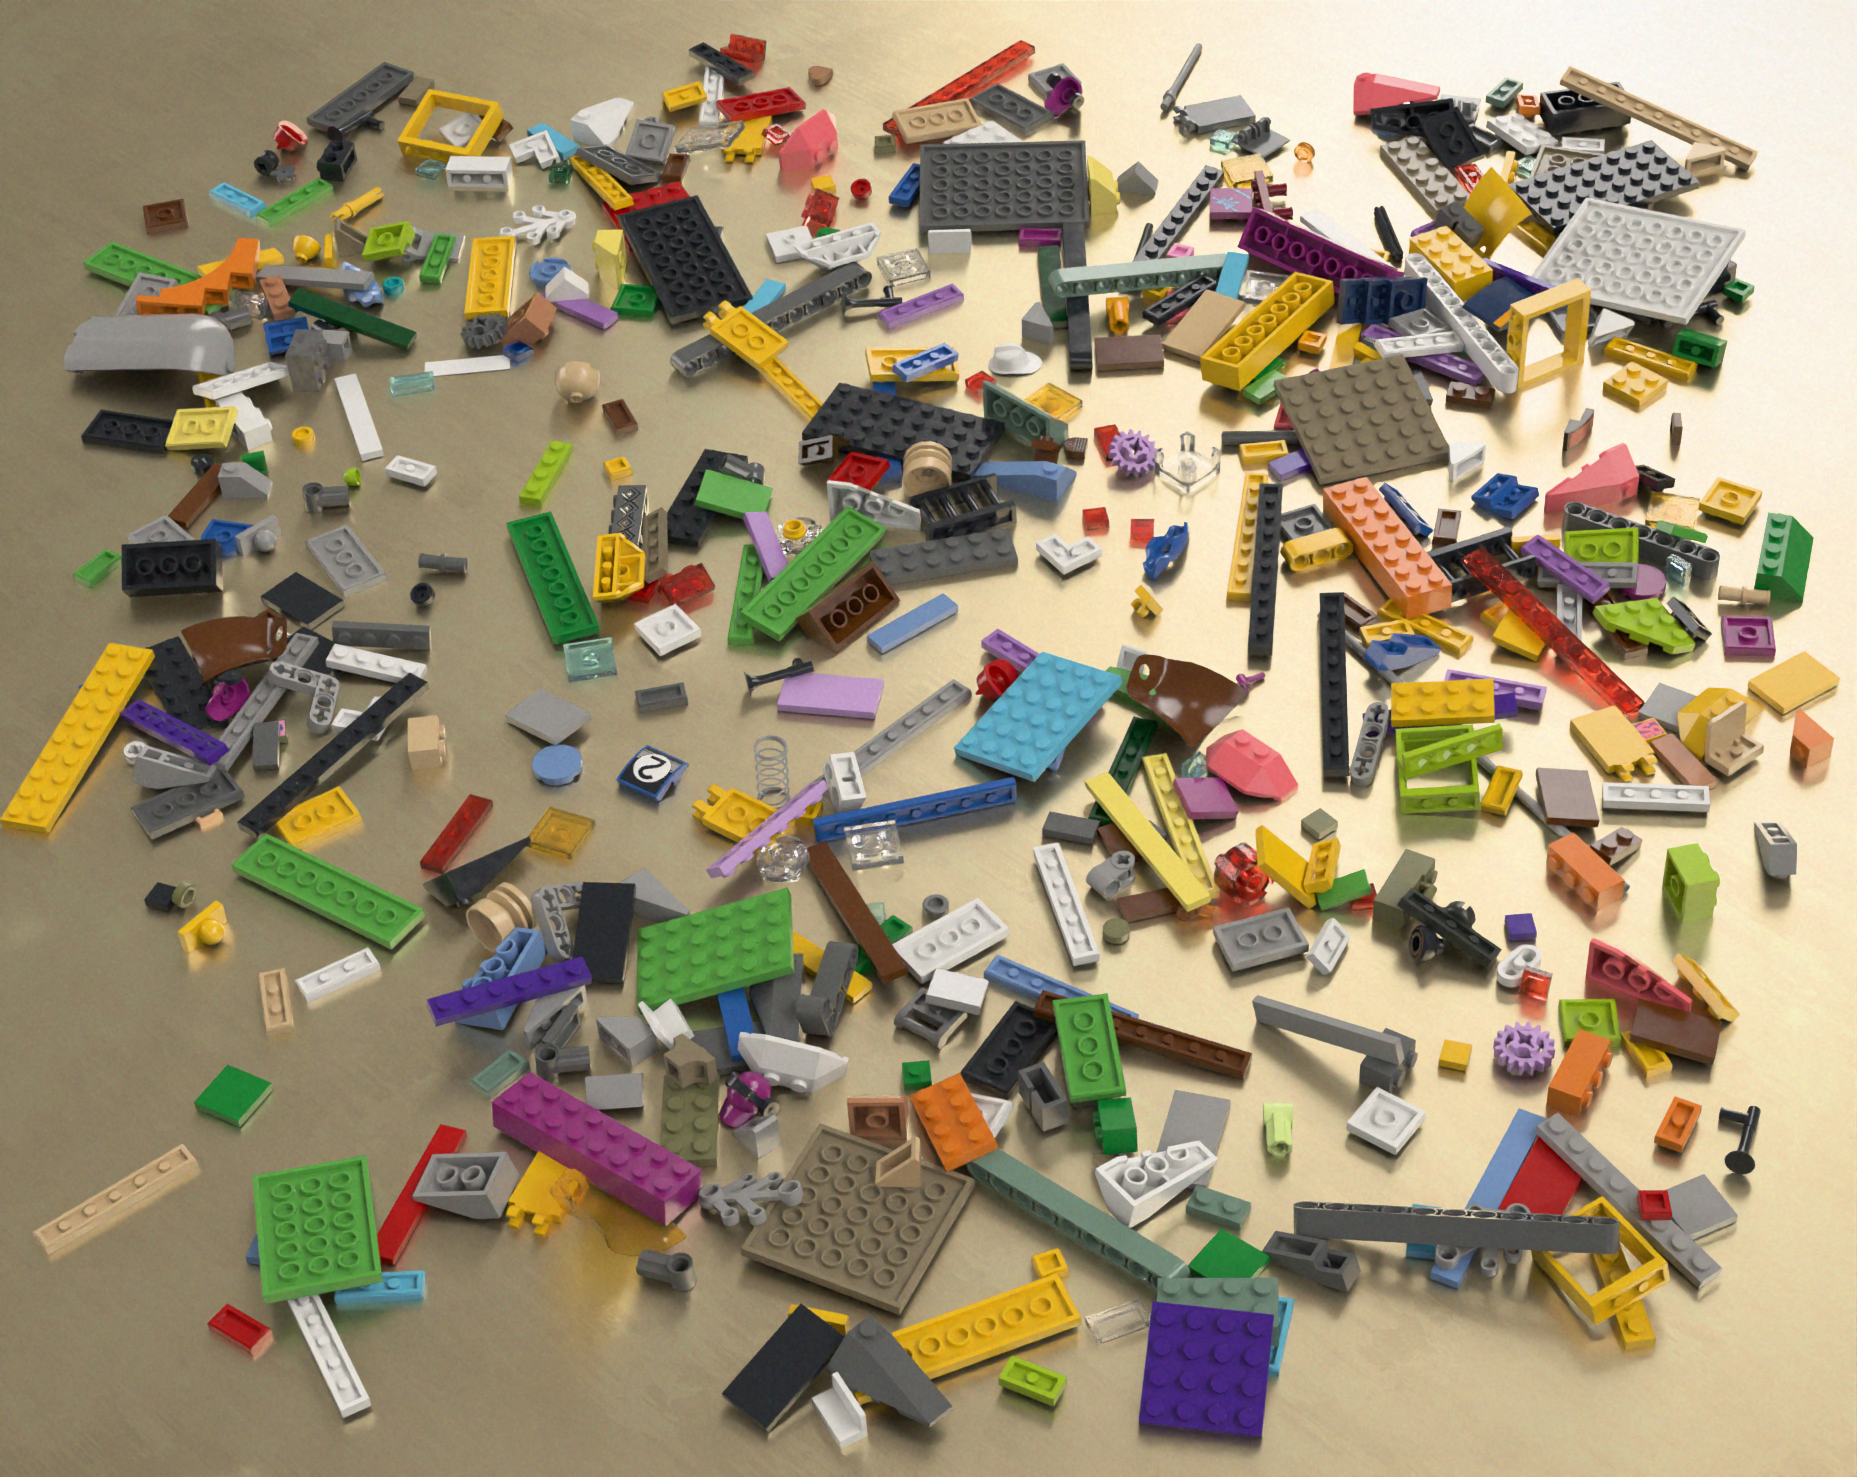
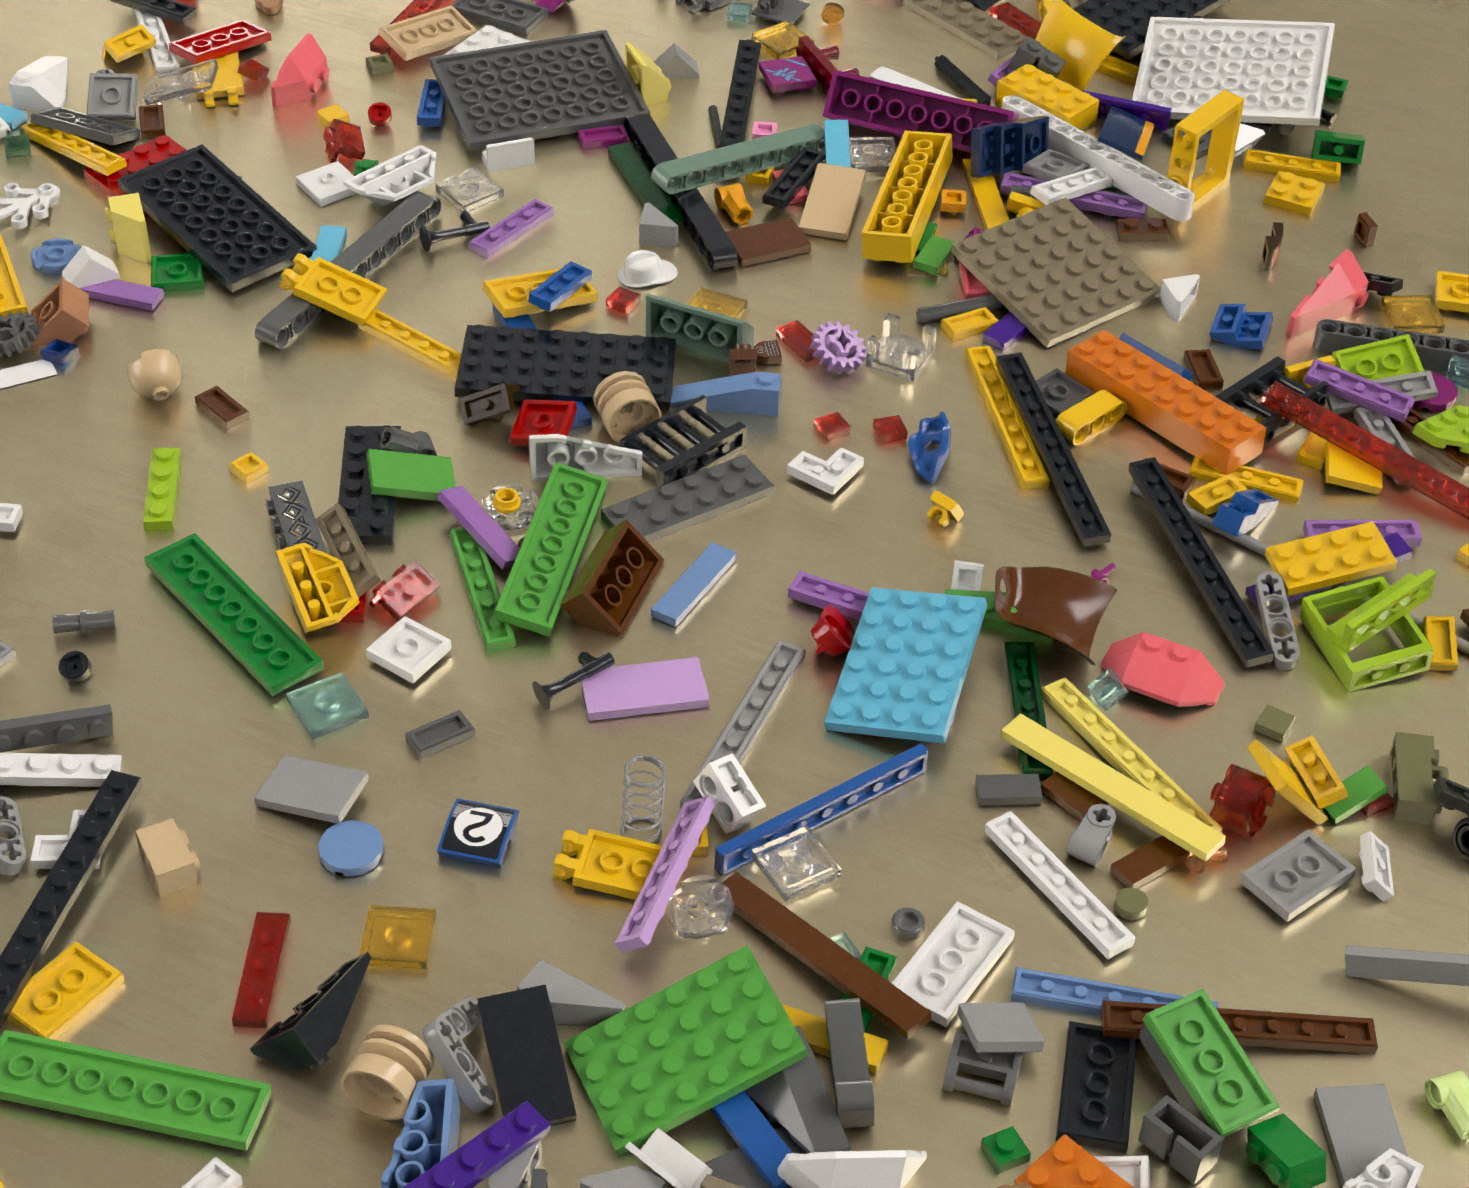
camera: 25 degrees left, 0 degrees up
(1205, 798) = (1139, 720): tile -> none
(1682, 531) = (1443, 330): bright green tile -> none

